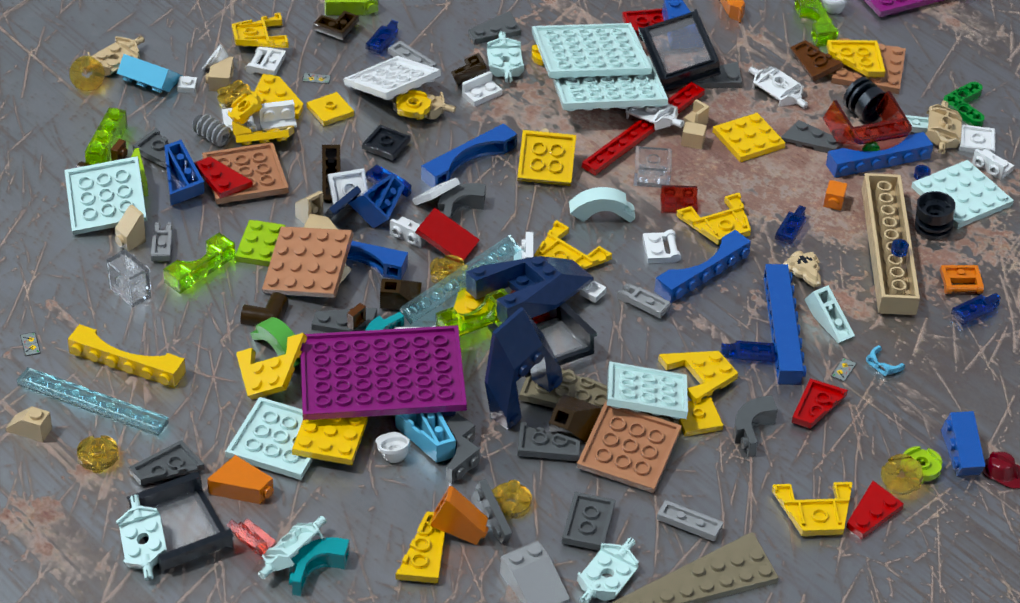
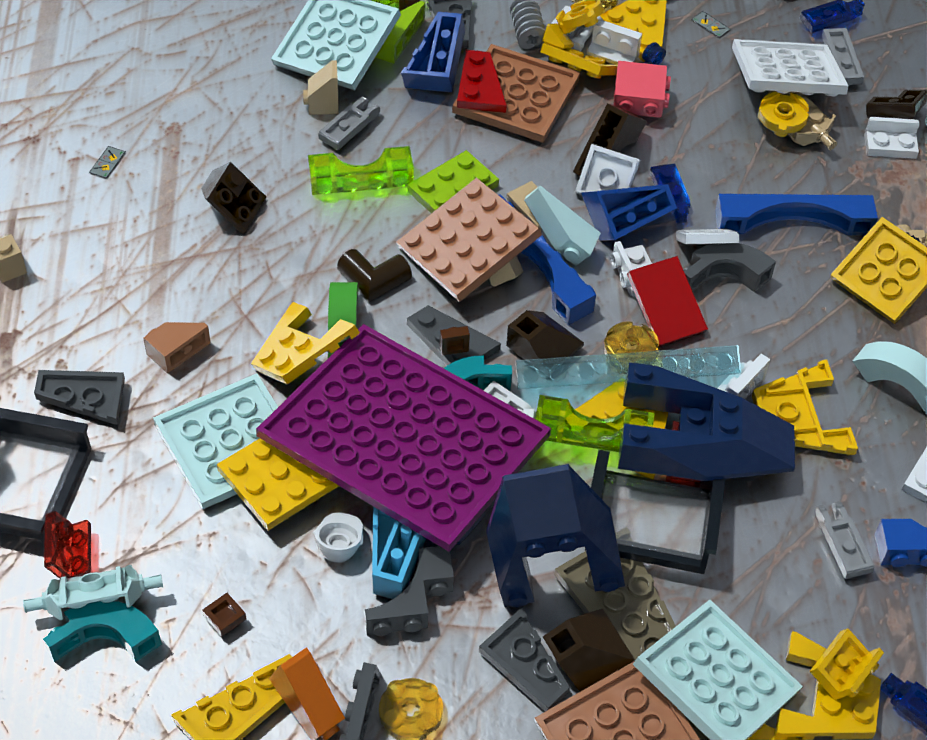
camera: 40 degrees right, 10 degrees up
(93, 401) = (91, 269): clear light blue plate -> none
(97, 462) = (32, 344): clear yellow plate -> none
(129, 278) = (263, 145): clear brick -> none
(137, 316) = (233, 195): none -> dark brown slope
(161, 369) = (196, 275): yellow arch -> none
(192, 410) = (175, 343): none -> nougat slope
(240, 482) = (131, 466): orange slope -> none
(304, 110) = (654, 54): none -> clear blue bush
(310, 204) = (541, 172): tan slope -> none
(317, 131) = (642, 88): none -> coral brick
(330, 109) = (690, 68): yellow plate -> none
(343, 202) = (573, 189): dark blue tile -> none
(363, 228) = (563, 227): none -> light aqua slope
(370, 517) = (224, 614): none -> reddish brown plate
(386, 142) = (712, 143): black plate -> none
(593, 291) = (787, 486): white plate -> none
(701, 350) = (845, 665): none -> yellow bracket

